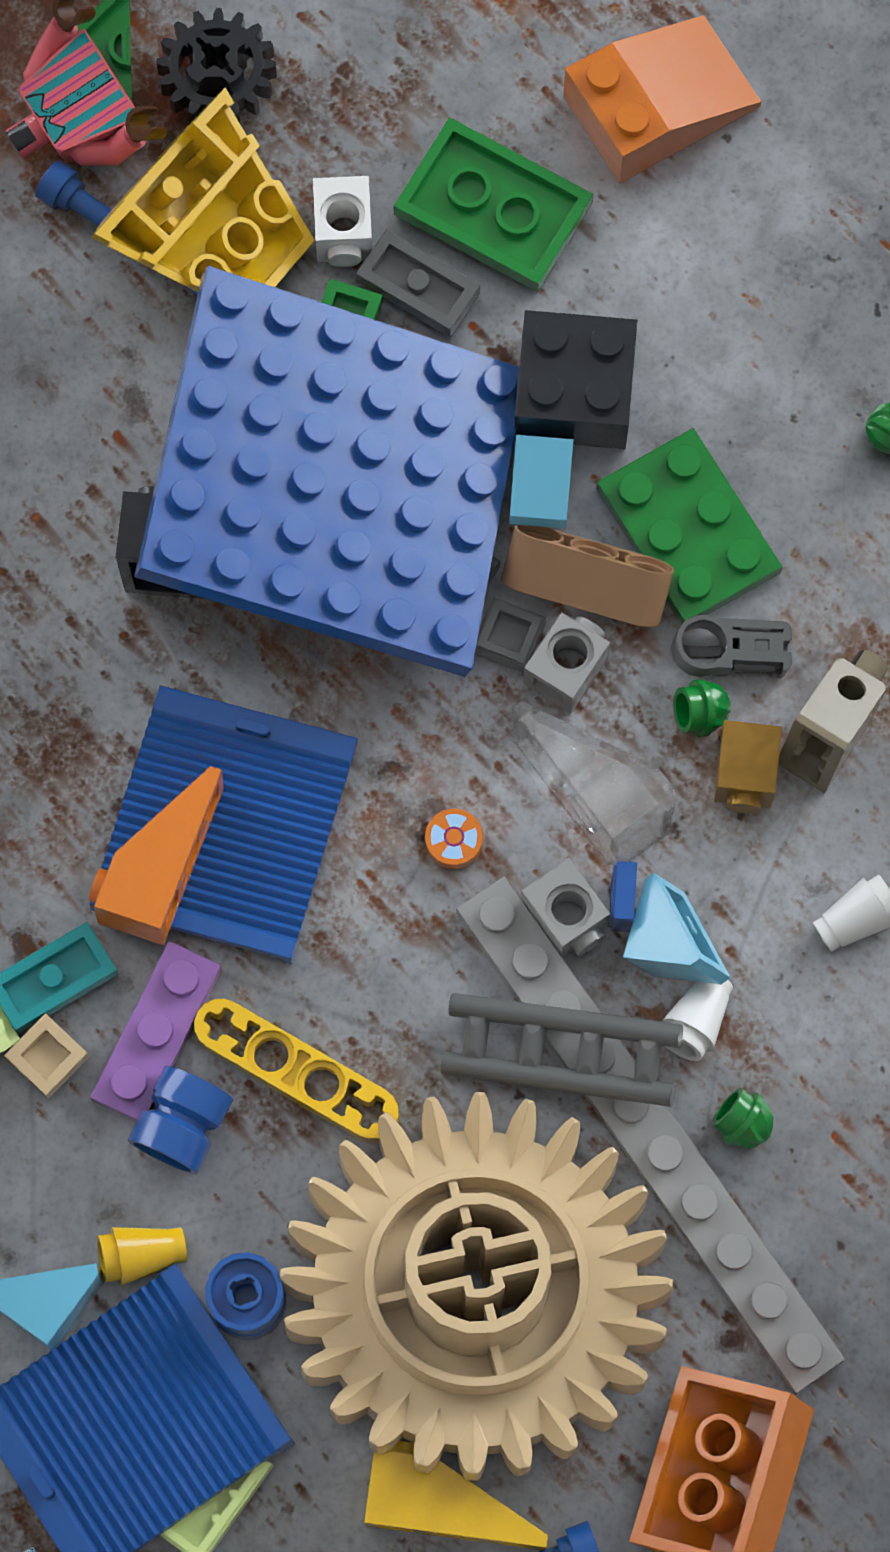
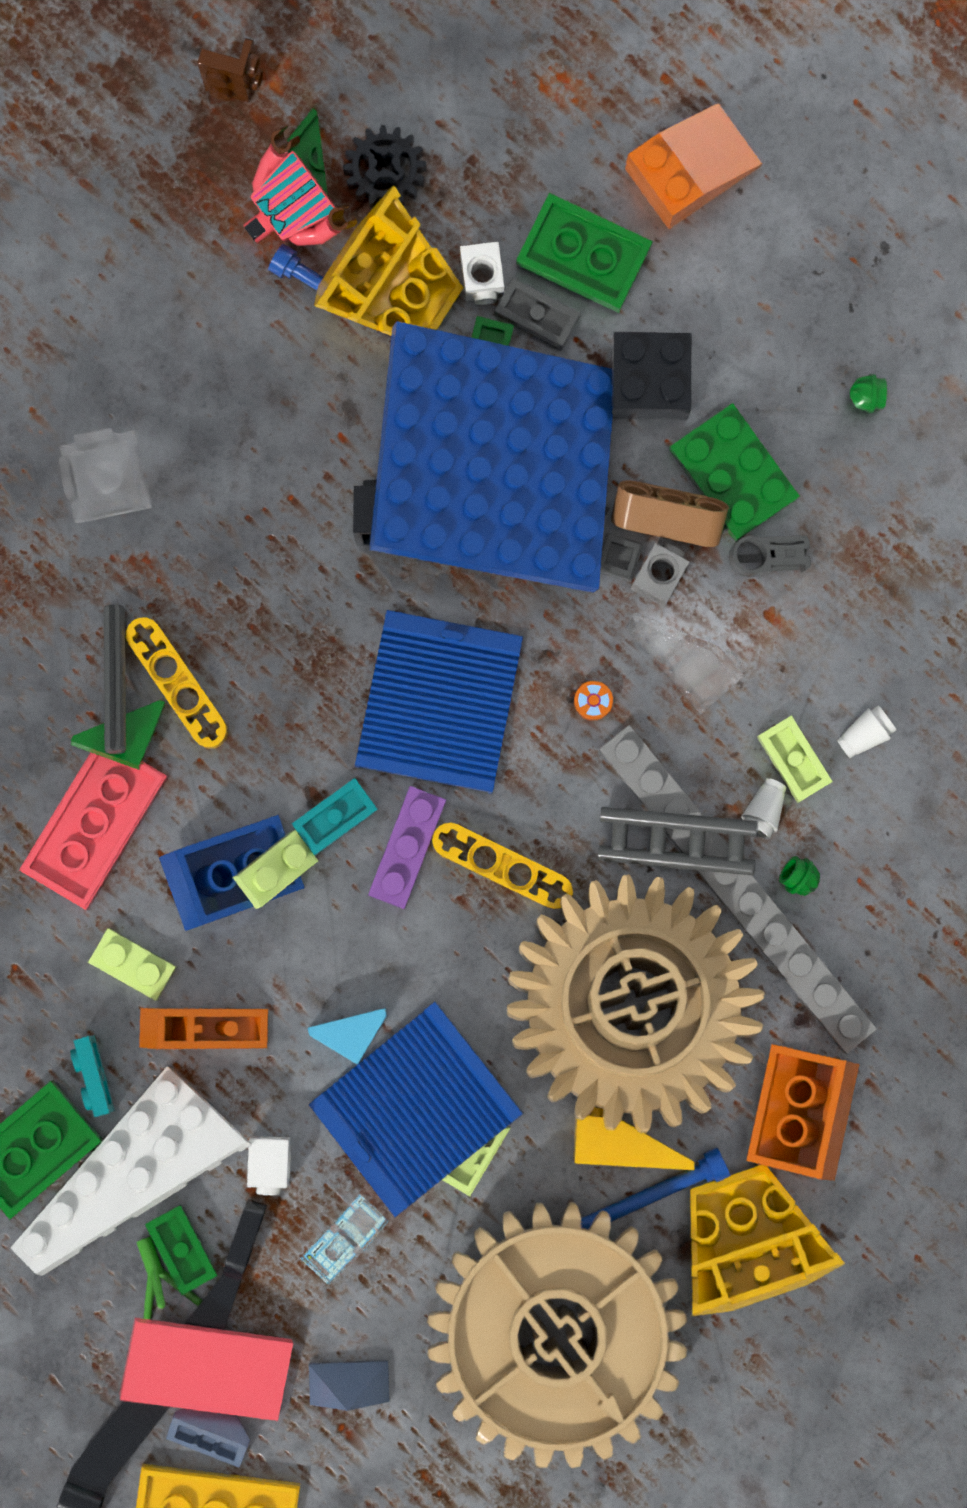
camera: 10 degrees left, 10 degrees up
(46, 1056) = (336, 870): tan plate -> none
(138, 1252) = (408, 996): yellow cone -> none
(154, 866) = (396, 740): orange slope -> none
(182, 1115) = (429, 907): blue wheel -> none
(245, 1296) = (484, 1021): blue wheel -> none
(541, 481) = (634, 449): medium azure slope -> none
(563, 885) = (668, 728): light grey brick -> none
(622, 896) = (709, 733): blue tile -> none
(670, 938) = (744, 759): medium azure slope -> none
(701, 707) = (752, 599): green plate -> none
(747, 766) = (786, 637): pearl gold brick -> none
(747, 945) = (794, 759): none -> yellowish green plate
(834, 719) = (843, 601): dark tan torso -> none

